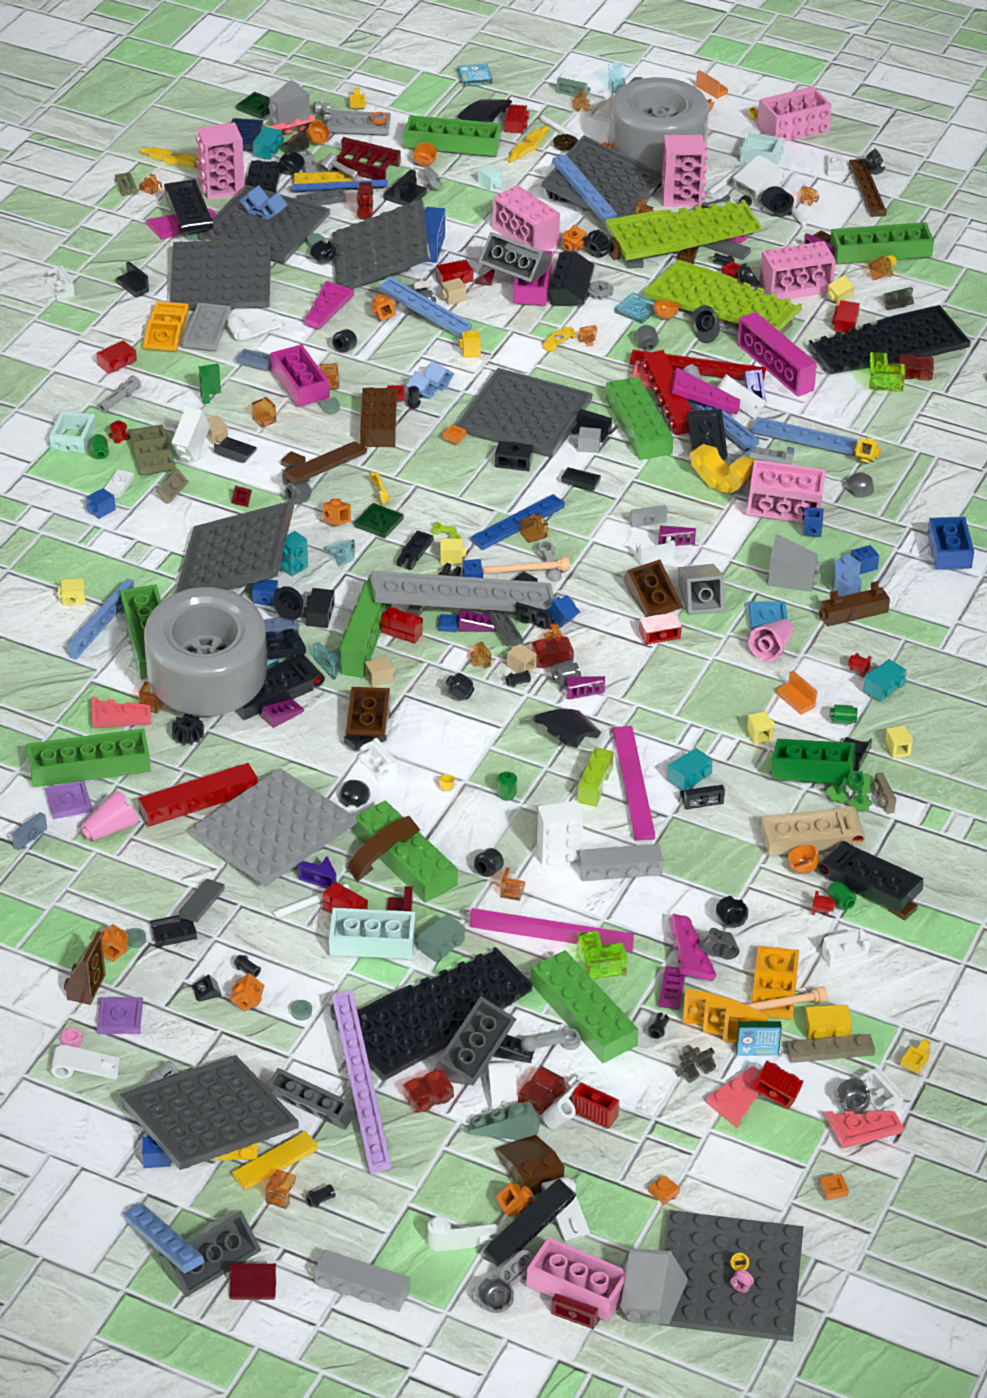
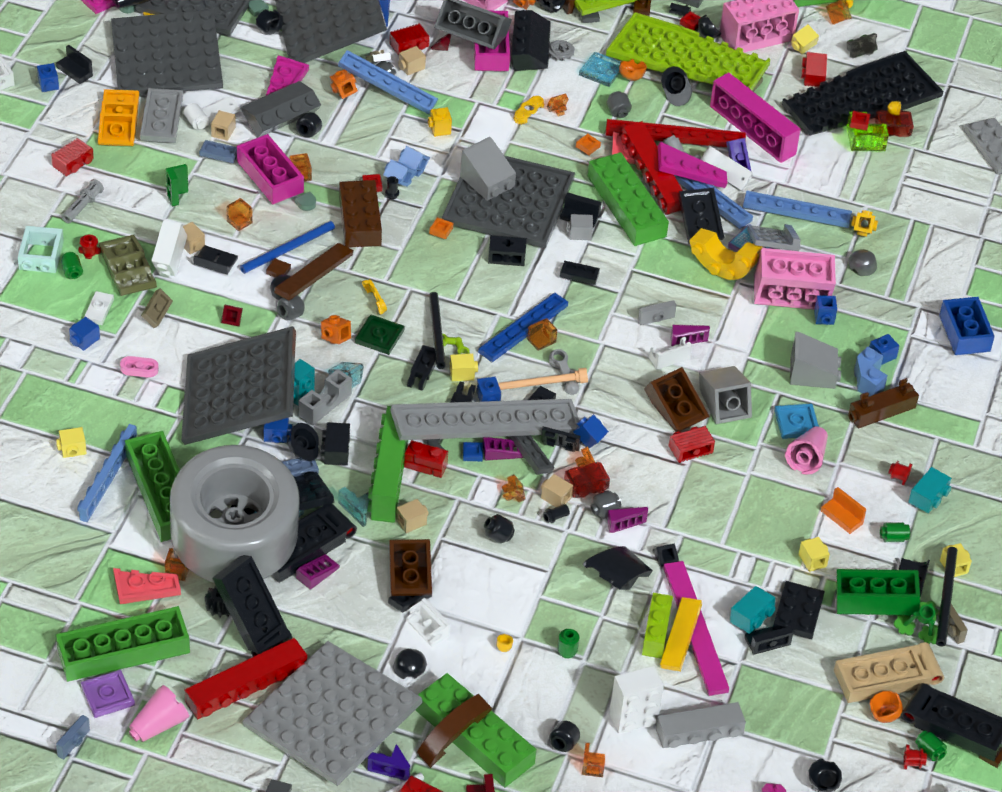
camera: 10 degrees left, 5 degrees up
(105, 289) = (47, 77): none -> blue brick
(146, 533) = (139, 366): none -> bright pink plate
(209, 728) = (251, 605): none -> black hinge
(263, 337) = (223, 125): none -> tan brick
(305, 442) = (287, 247): none -> blue piece
(319, 324) = (280, 108): none -> dark grey slope
(327, 562) = (315, 406): none -> light grey arch
(433, 518) = (437, 330): none -> black piece
(505, 383) = (487, 169): none -> light grey slope
(610, 370) = (588, 144): none -> orange plate
(617, 719) = (666, 554): none -> black slope
(617, 785) = (681, 634): none -> yellow tile
(737, 773) = (799, 609): none -> black plate
(877, 359) = (860, 120): none -> red plate
(880, 768) = (946, 596): none -> black piece
(916, 351) = (894, 107): none -> yellow hinge

